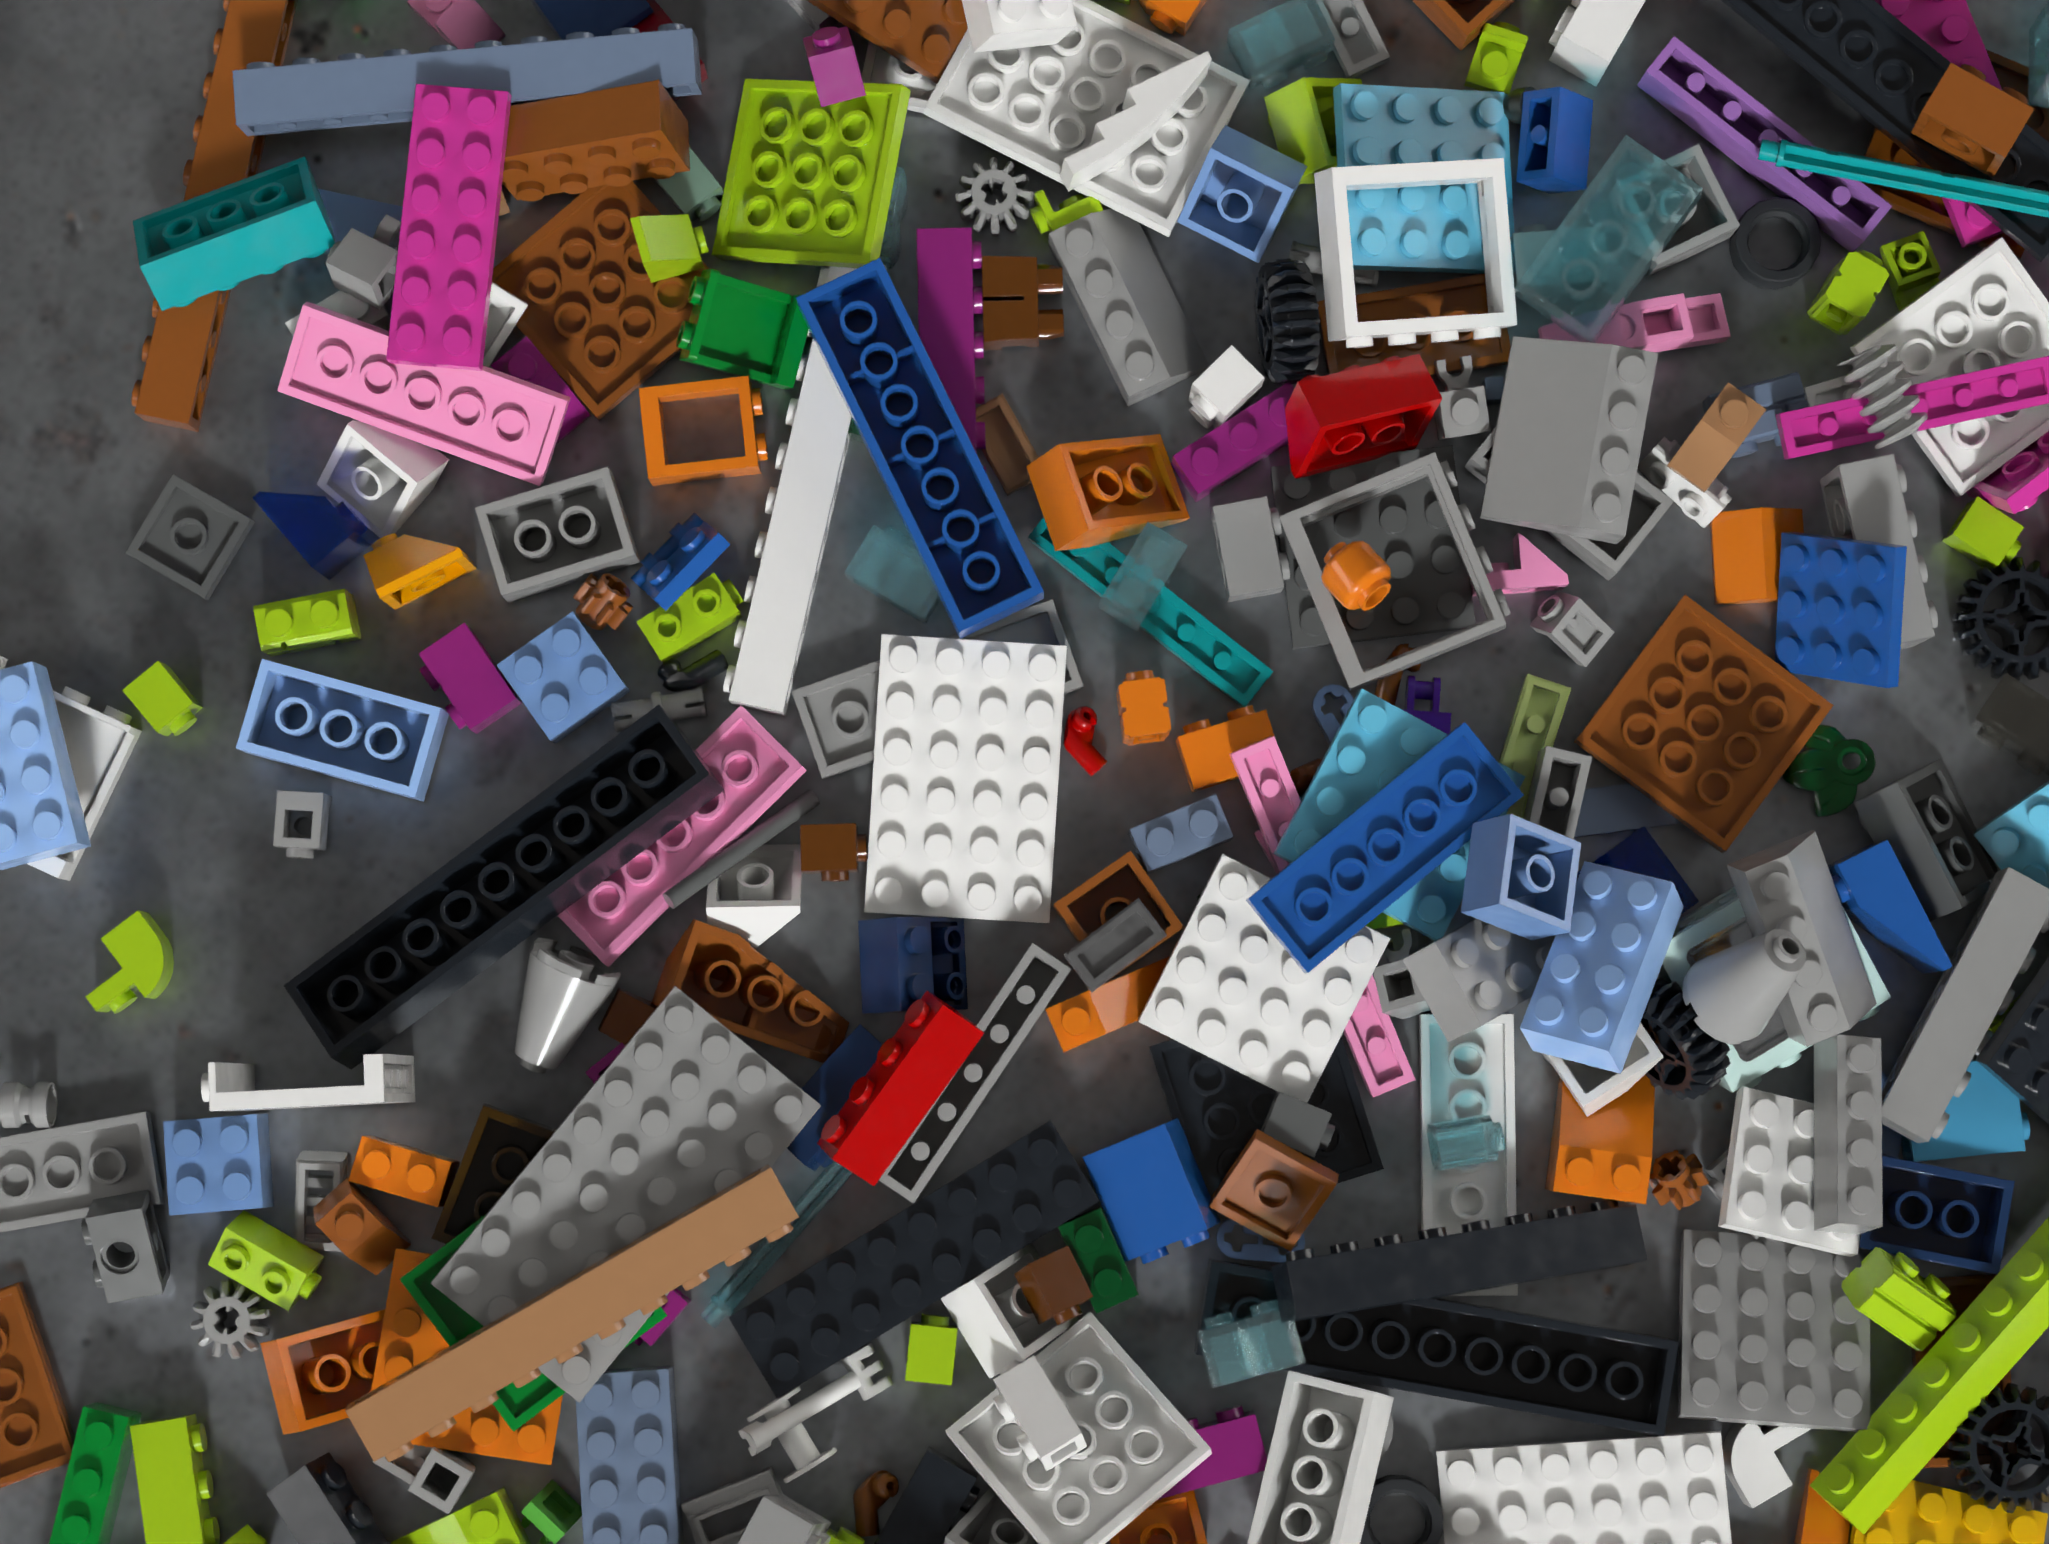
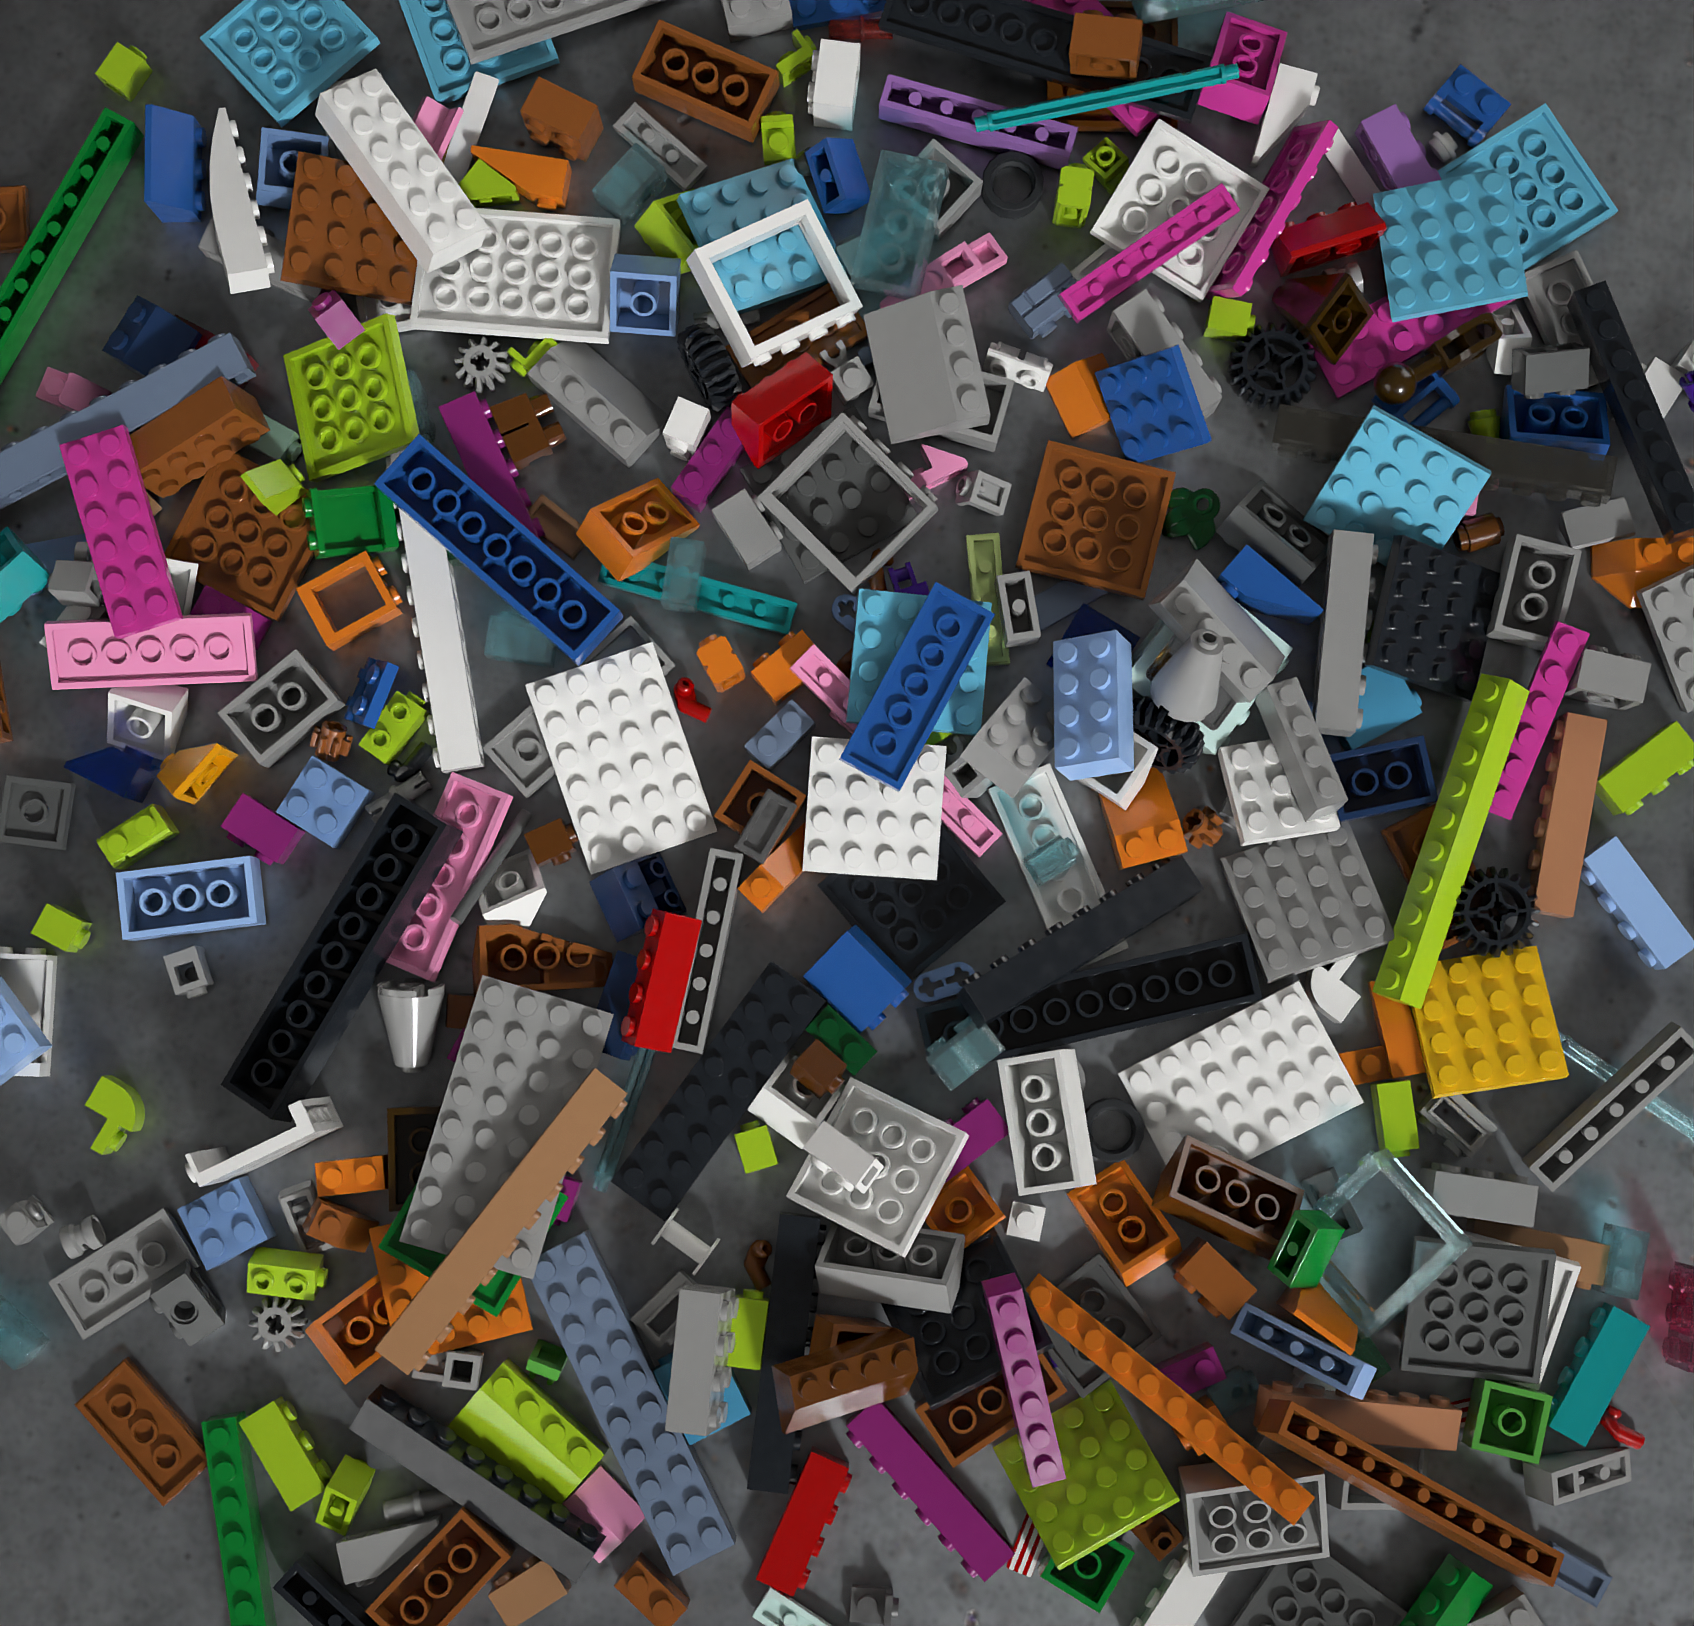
camera: 20 degrees left, 0 degrees up
(858, 1378) = (714, 1185): white hinge -> none
(1143, 114) = (558, 266): white slope -> none
(1273, 1190) = (938, 944): dark orange plate -> none
(1298, 1124) = (936, 895): dark grey brick -> none
(1356, 575) = (823, 514): orange head -> none
(1521, 877) = (1014, 668): medium blue brick -> none
(1716, 437) = (1025, 326): medium nougat slope -> none
(1884, 394) = (1122, 251): light grey piece -> none
(1899, 1298) = (1379, 843): lime brick -> none

